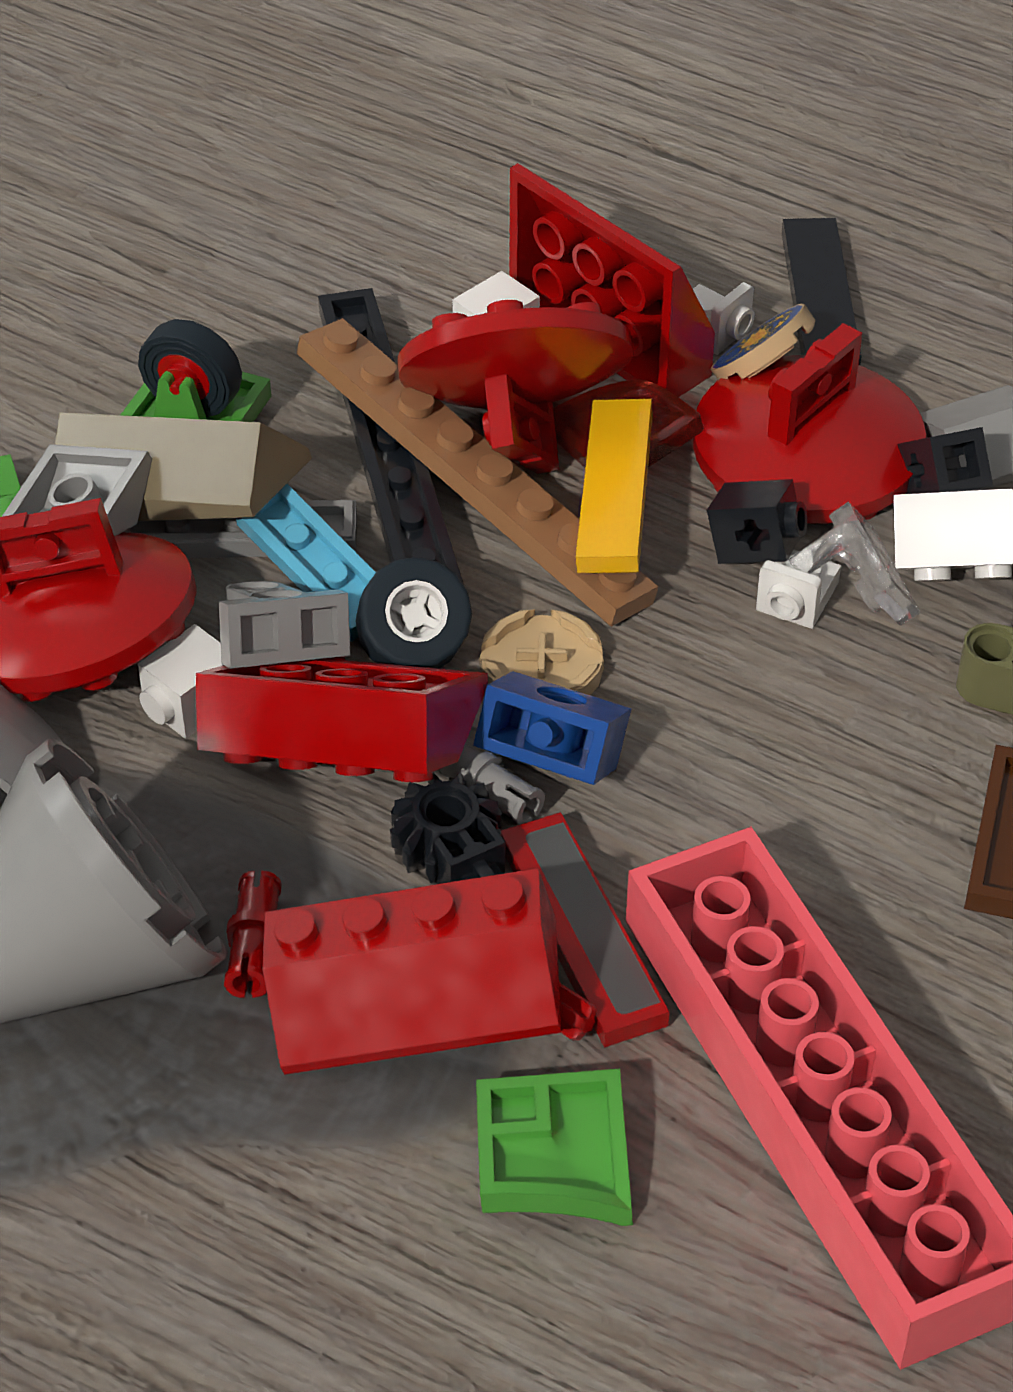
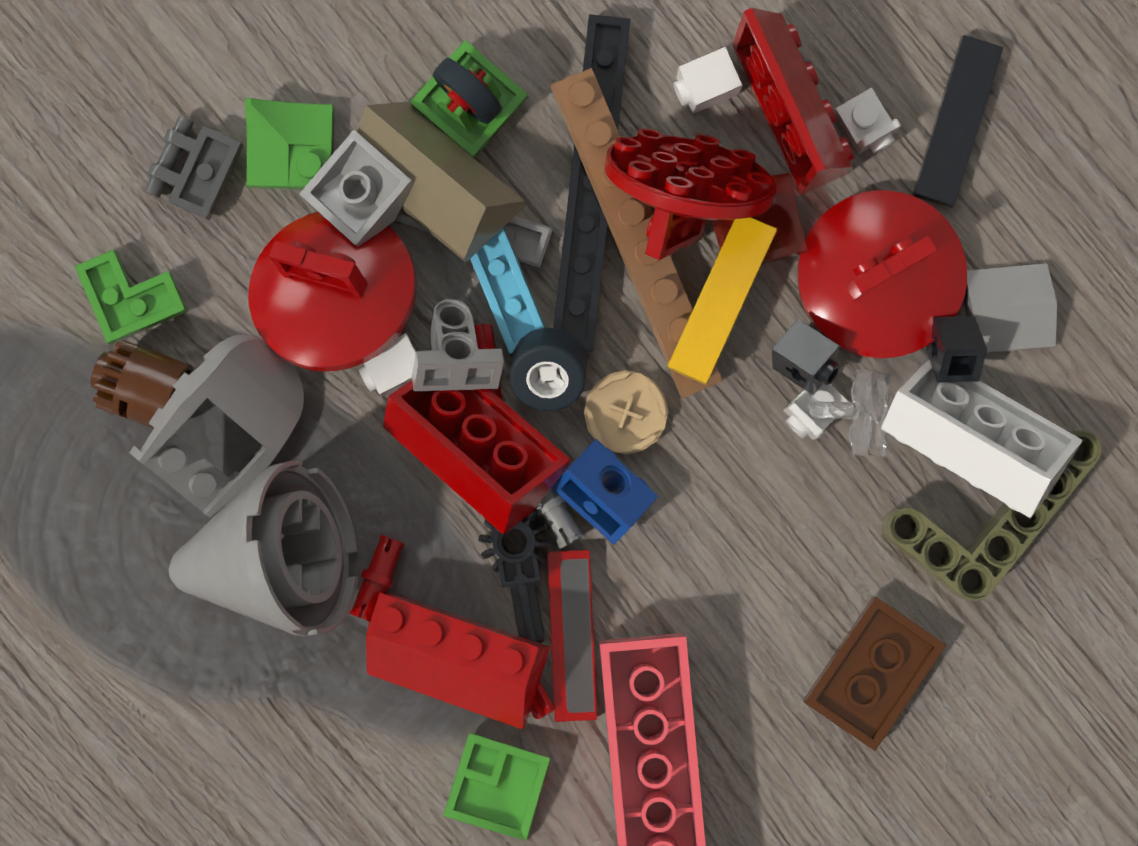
camera: 25 degrees right, 40 degrees up
(764, 344) = (883, 184): tan tile -> none

